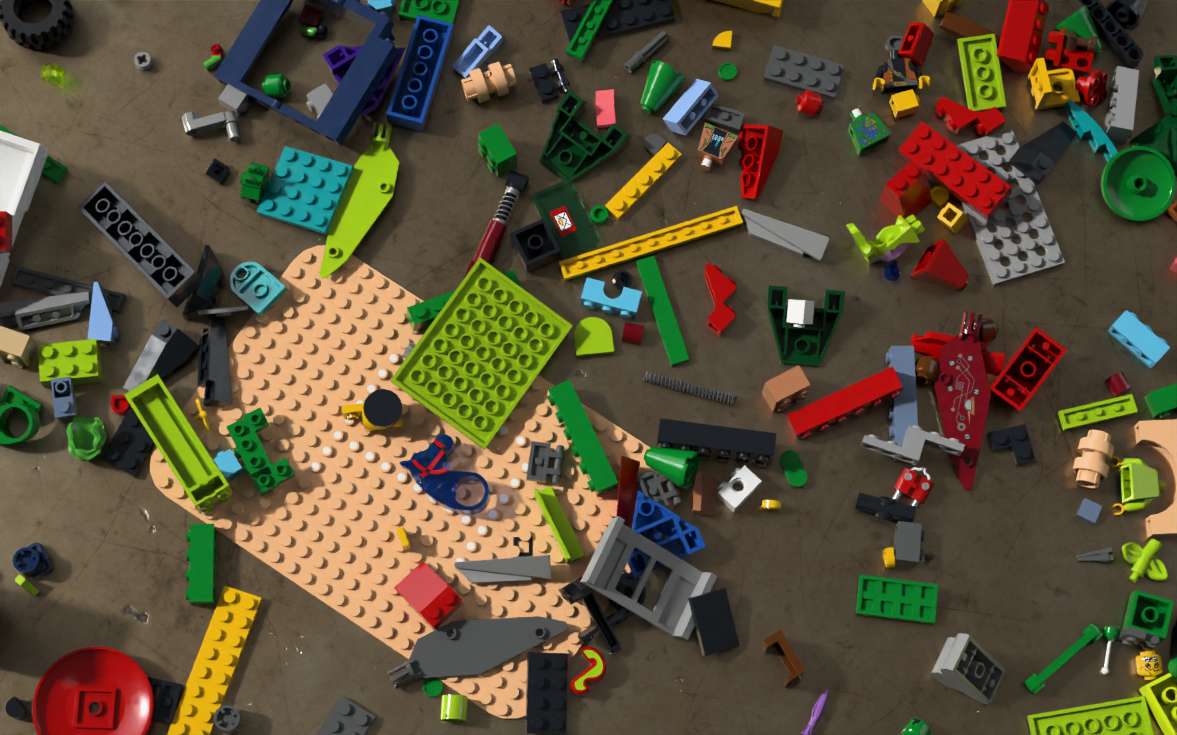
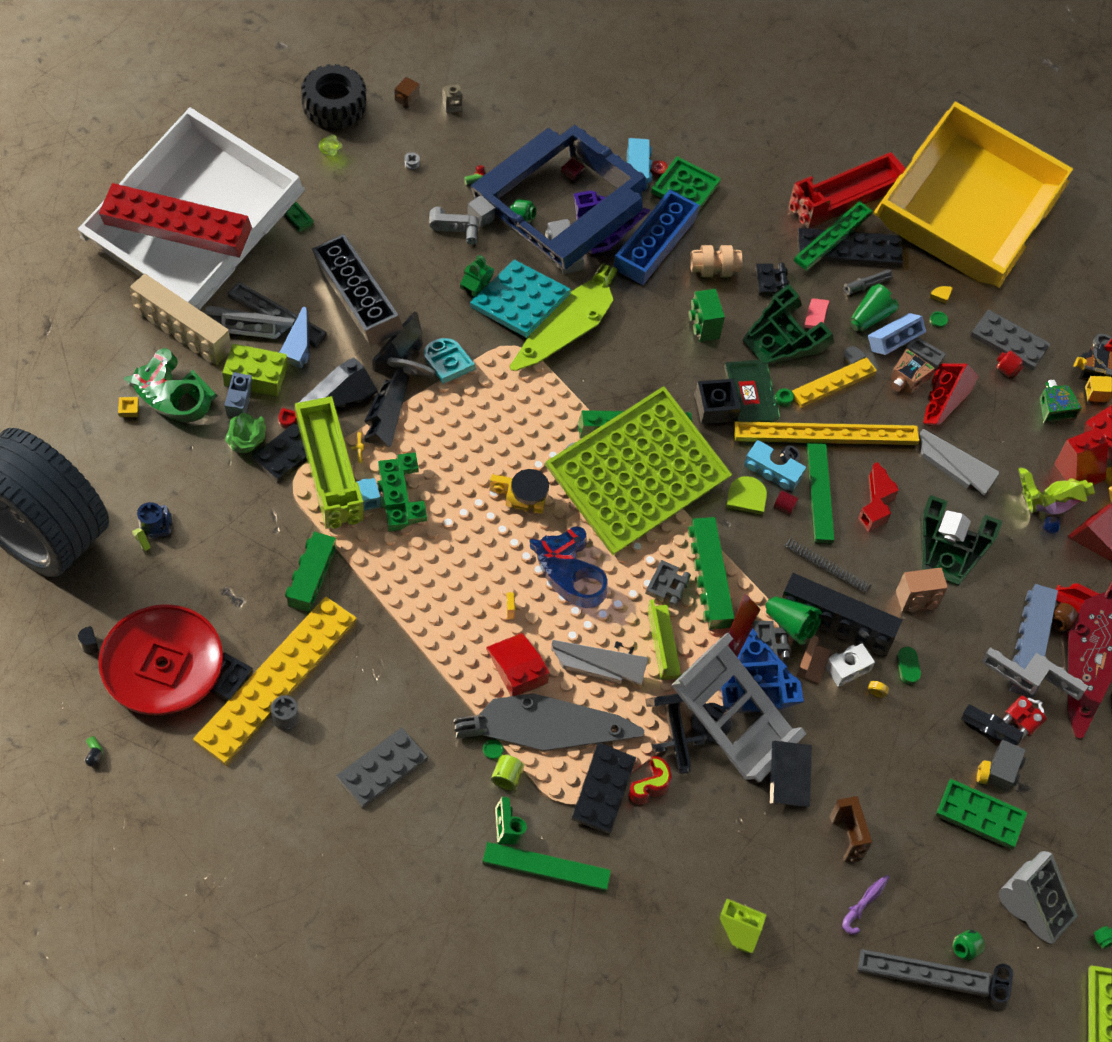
camera: 15 degrees right, 15 degrees down
(216, 171) = (445, 261): black tile -> none
(314, 32) = (576, 183): arm -> none
(478, 51) = (716, 235): light blue slope -> none
(515, 185) = (686, 377): piece -> none
(845, 402) = (977, 618): red brick -> none

